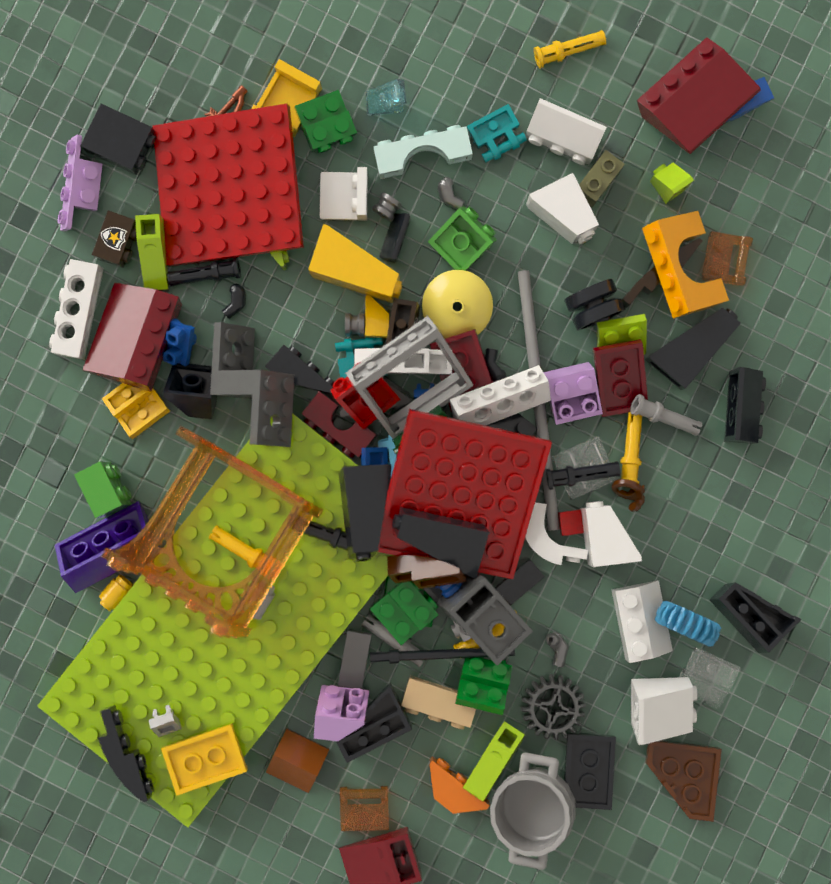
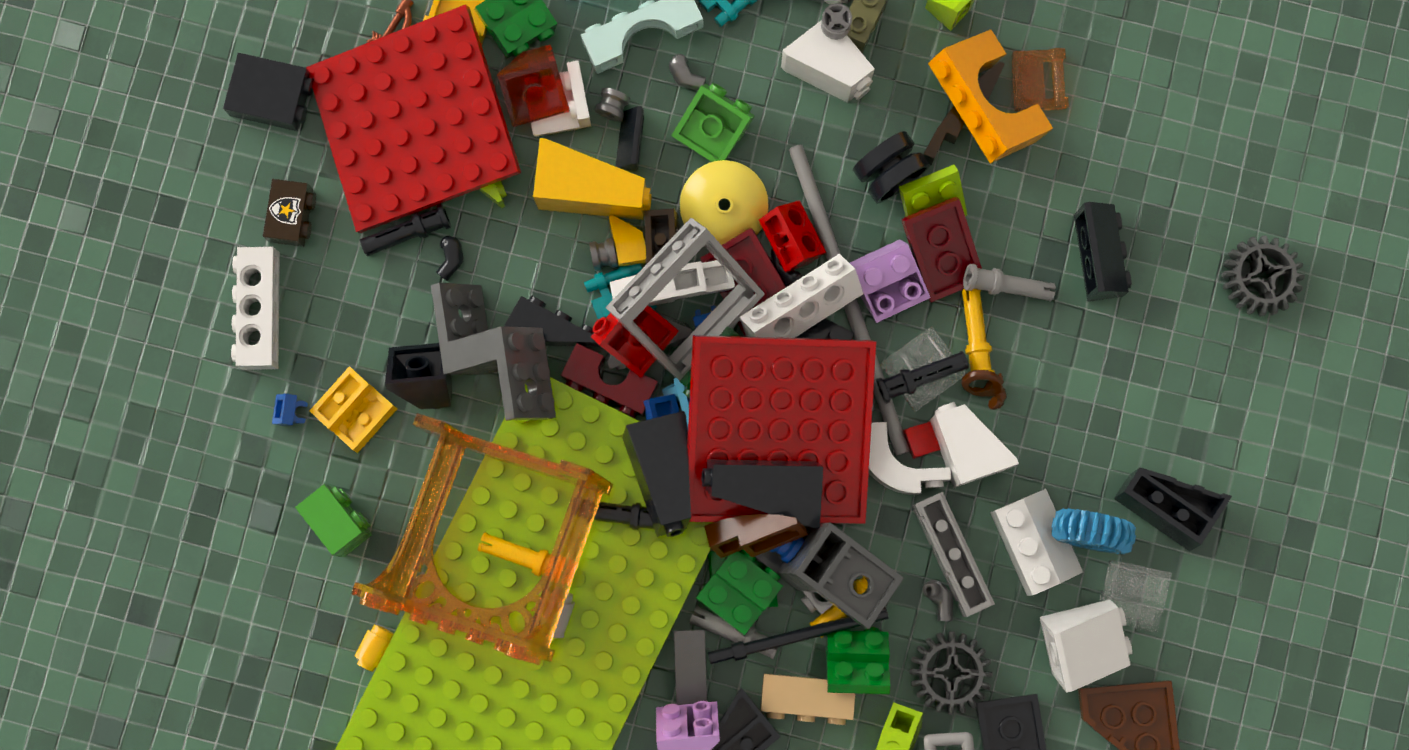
camera: 15 degrees left, 5 degrees down
(81, 184) = (232, 156): lavender bracket -> none
(81, 553) = (327, 610): dark purple slope -> none
(83, 393) = (285, 409): none -> blue tile
(132, 335) = (333, 324): dark red slope -> none
(152, 251) = (336, 218): lime slope -> none
(180, 342) = (393, 321): blue hips -> none
(327, 180) = (533, 86): none -> clear red slope
(505, 342) = (792, 236): none -> red brick
(524, 579) = (879, 523): black slope -> none
(575, 617) = (953, 554): none -> light grey brick
(579, 176) = (839, 16): none -> flat silver wheel
(692, 350) = (1021, 198): black slope -> none

